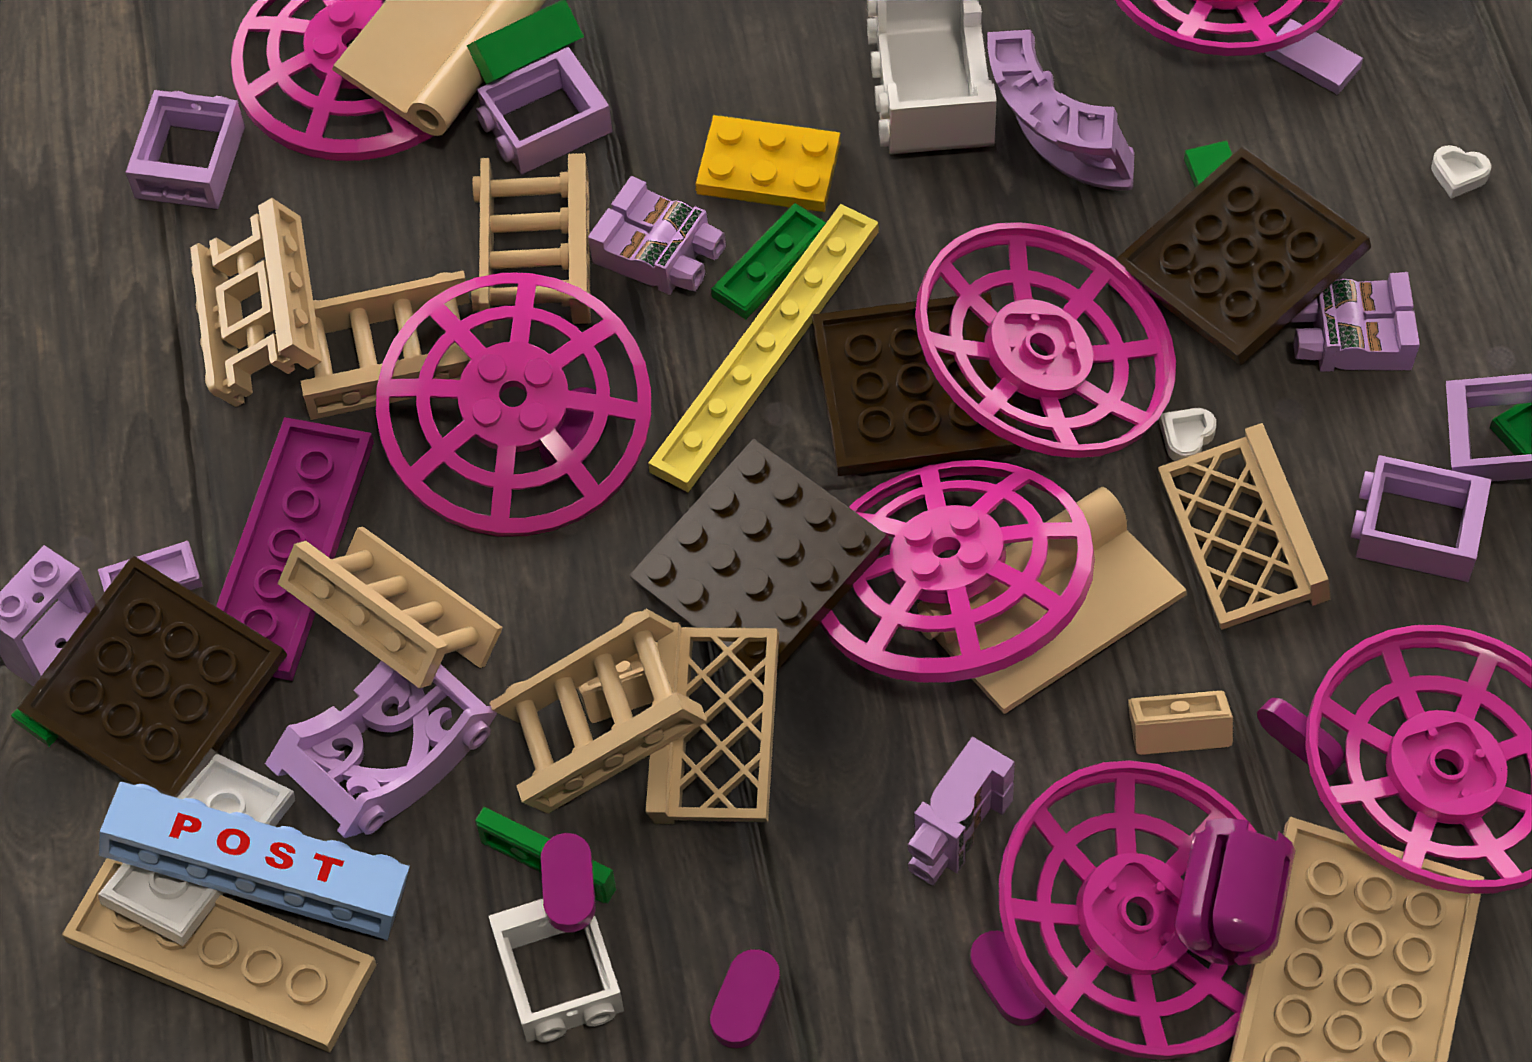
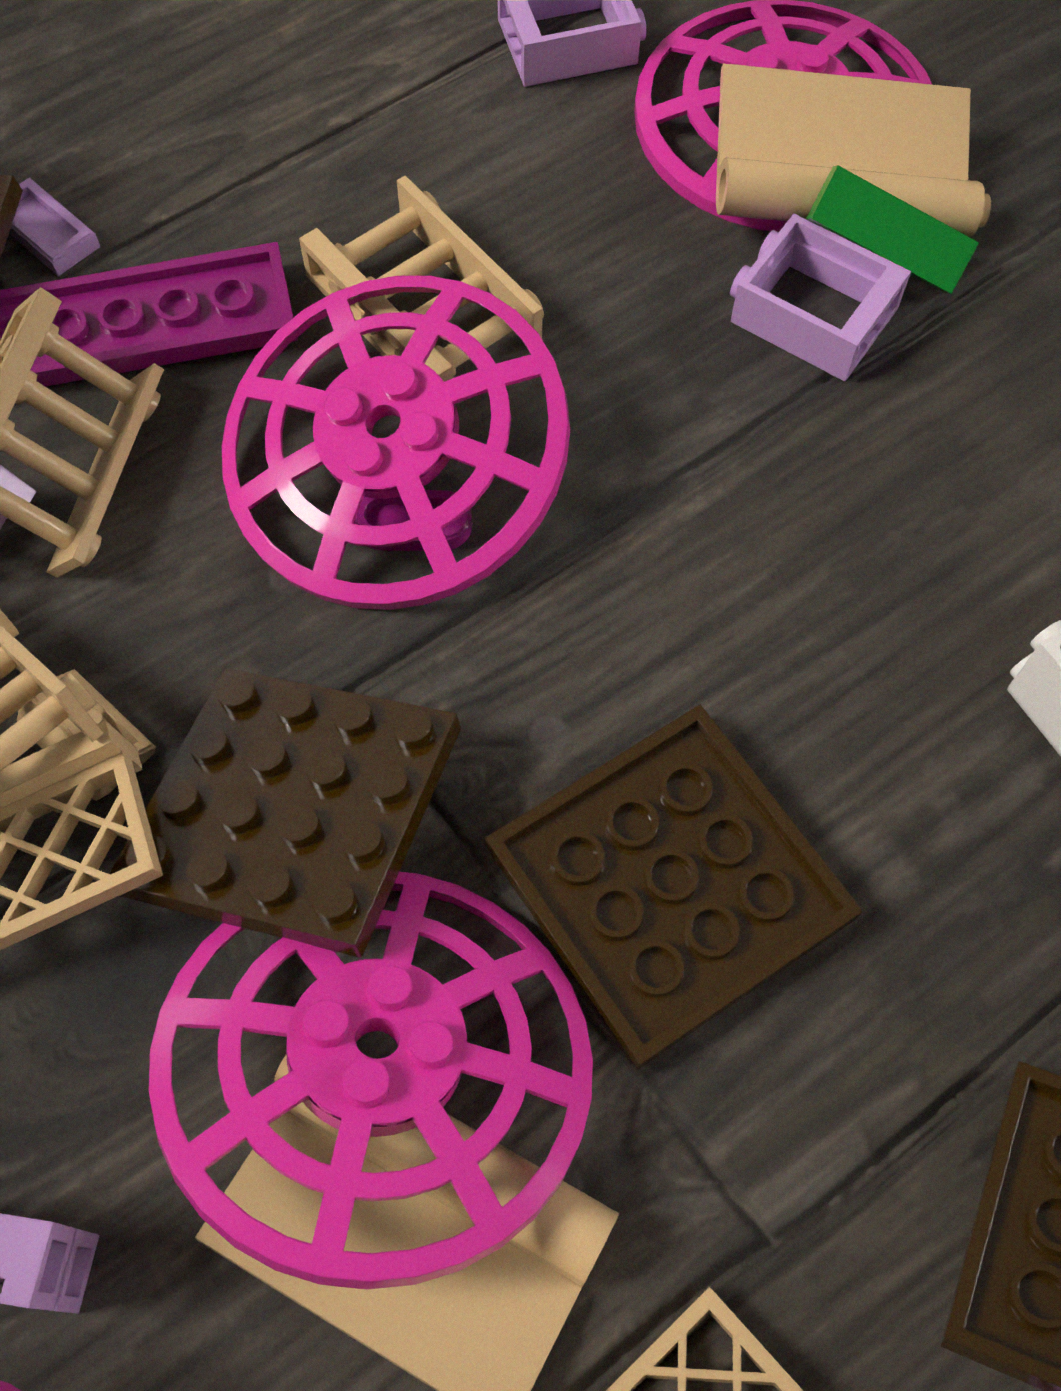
camera: 60 degrees right, 5 degrees up
(284, 297) = (396, 147): tan fence -> none
(570, 220) = (668, 405): tan fence -> none
(654, 239) = (716, 505): lavender hips -> none
(763, 348) = (634, 672): light yellow plate -> none
(767, 262) = (765, 625): green tile -> none
(768, 163) = (905, 561): yellow plate -> none
(1053, 331) = (847, 1038): dark pink dish -> none
(1187, 431) = (795, 1306): white tile -> none

